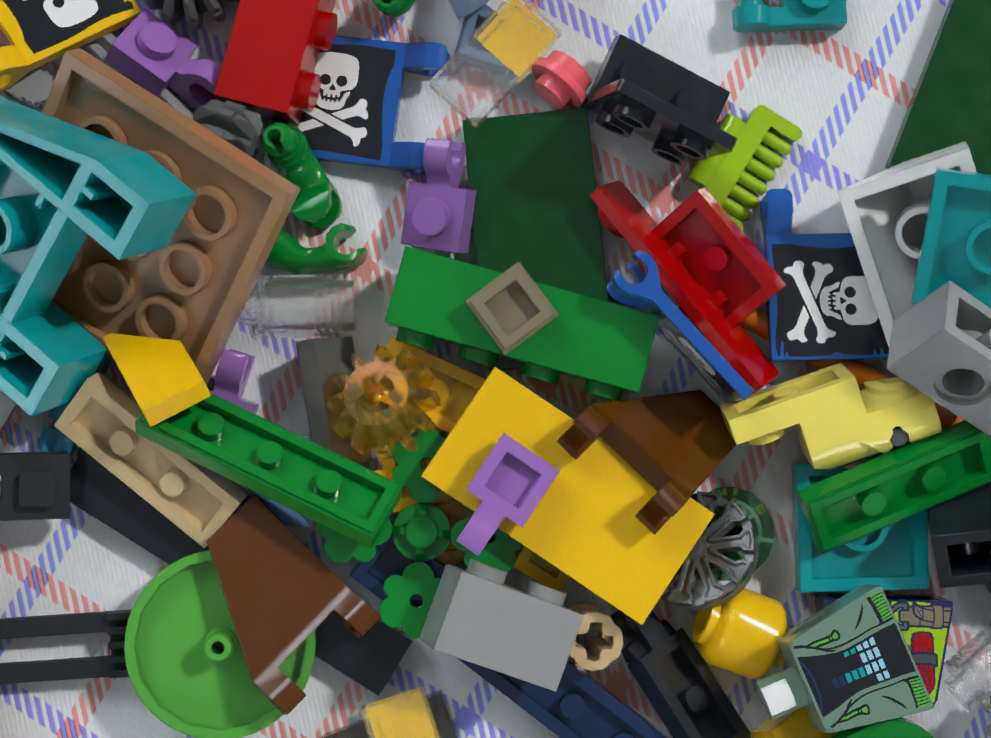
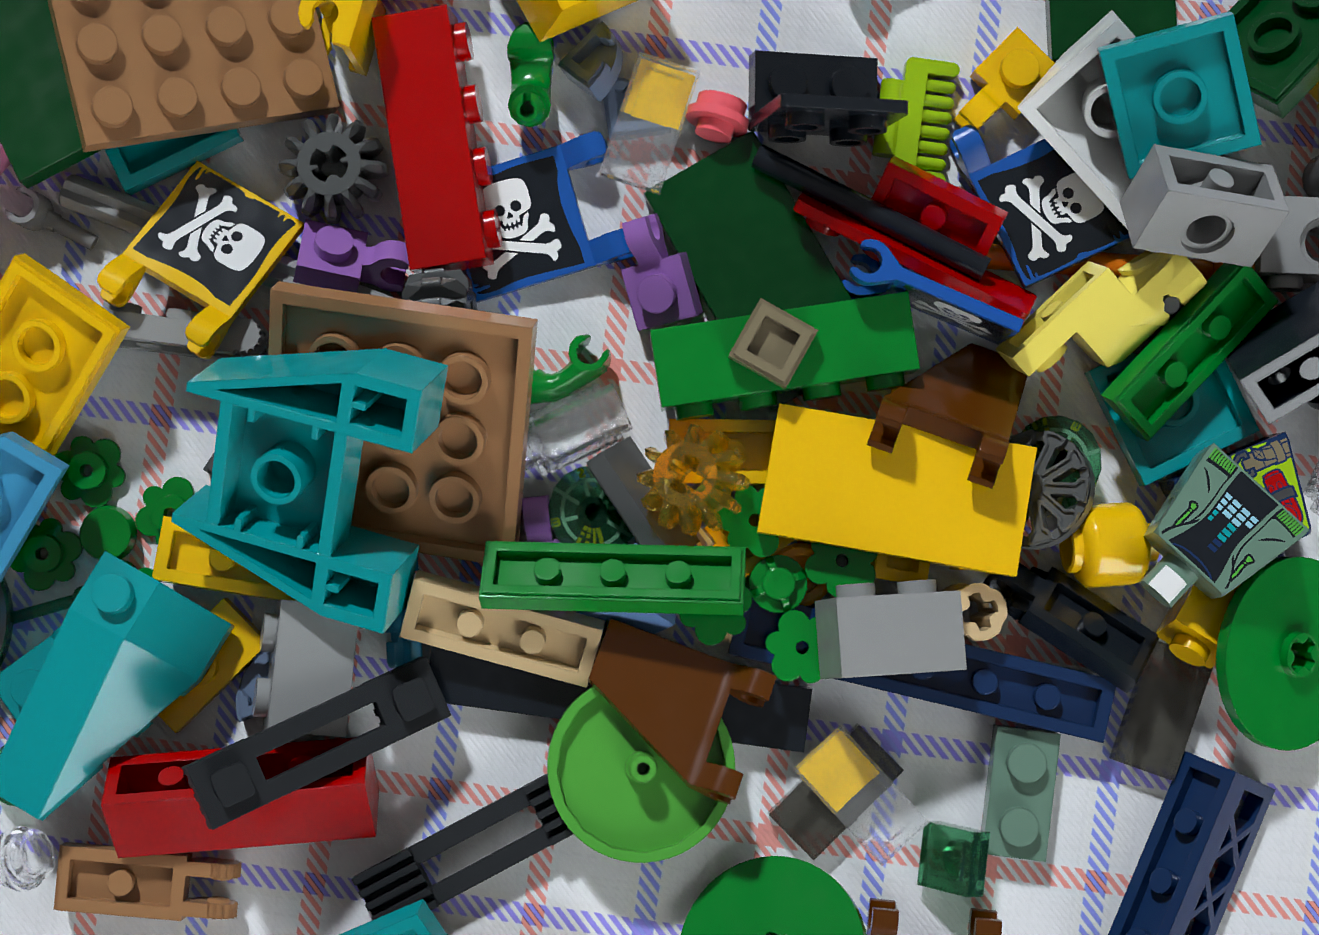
camera: 30 degrees left, 0 degrees up
(157, 374) = (477, 546): yellow tile -> none
(275, 389) = (584, 513): none -> clear green piece
(289, 151) = (504, 294): green piece -> none
(509, 486) = (842, 503): medium lavender plate -> none
(660, 229) = (870, 212): none -> black bar
(837, 163) = (1004, 79): none -> yellow plate

